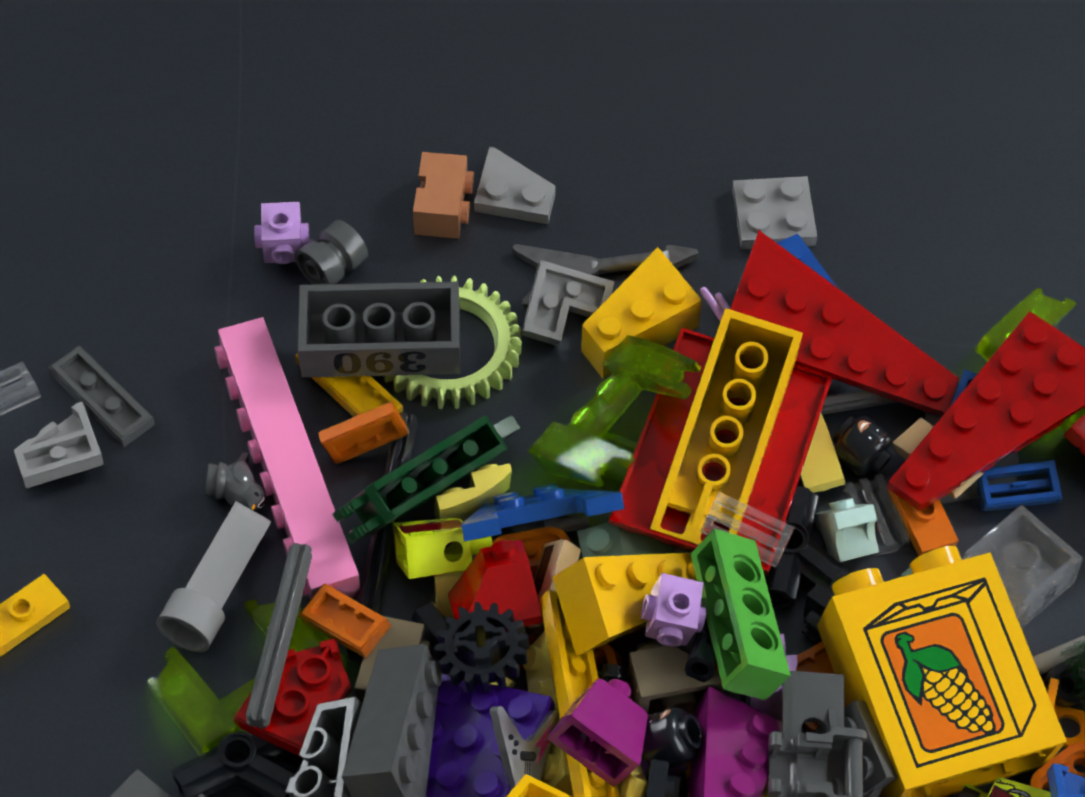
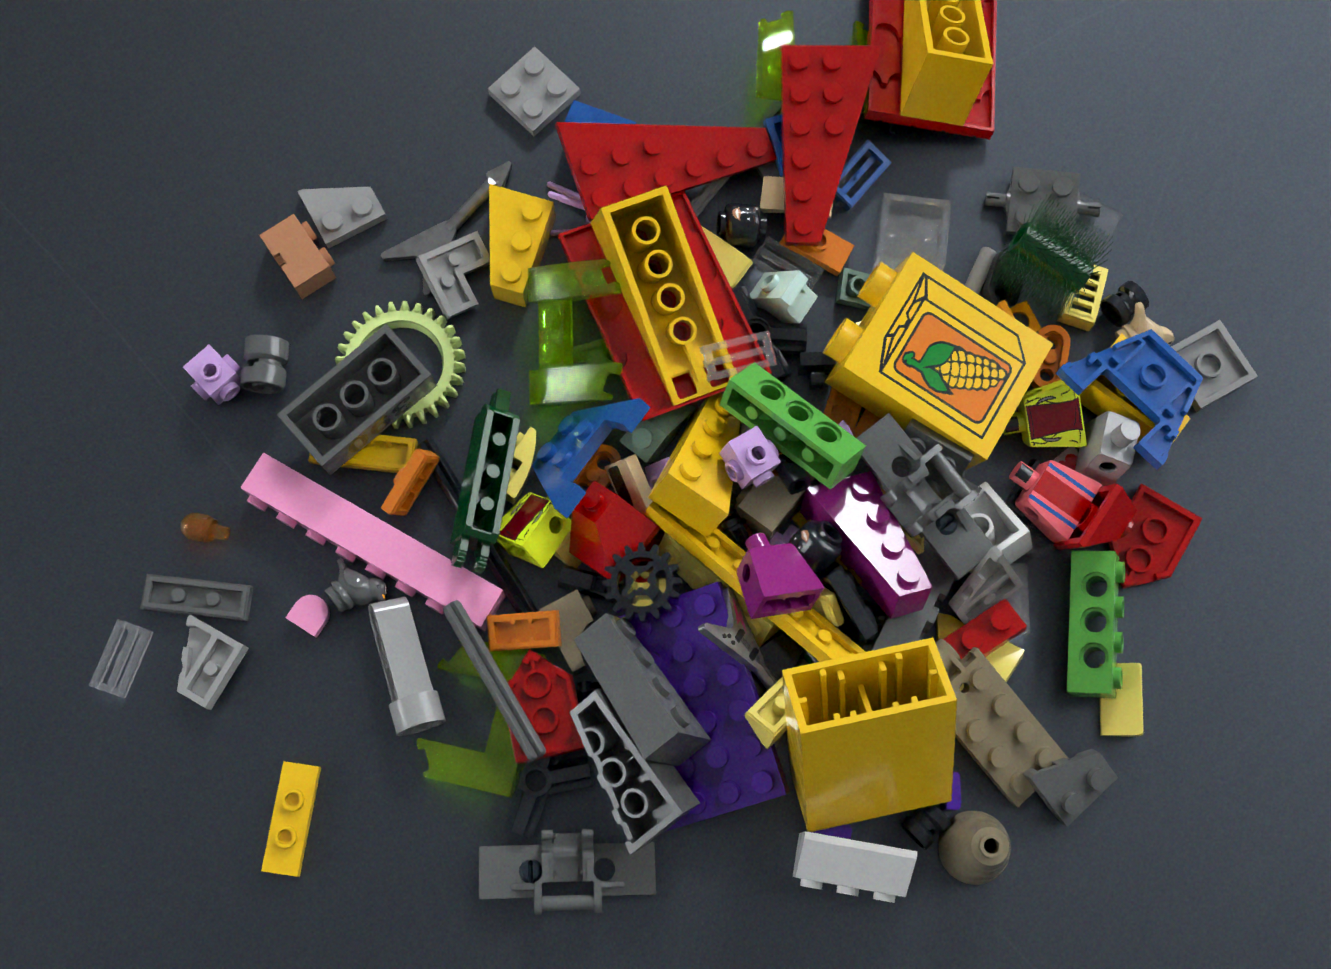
camera: 40 degrees left, 20 degrees up
(158, 345) = (203, 528): none -> clear orange cylinder
(179, 478) = (310, 614): none -> bright pink tile

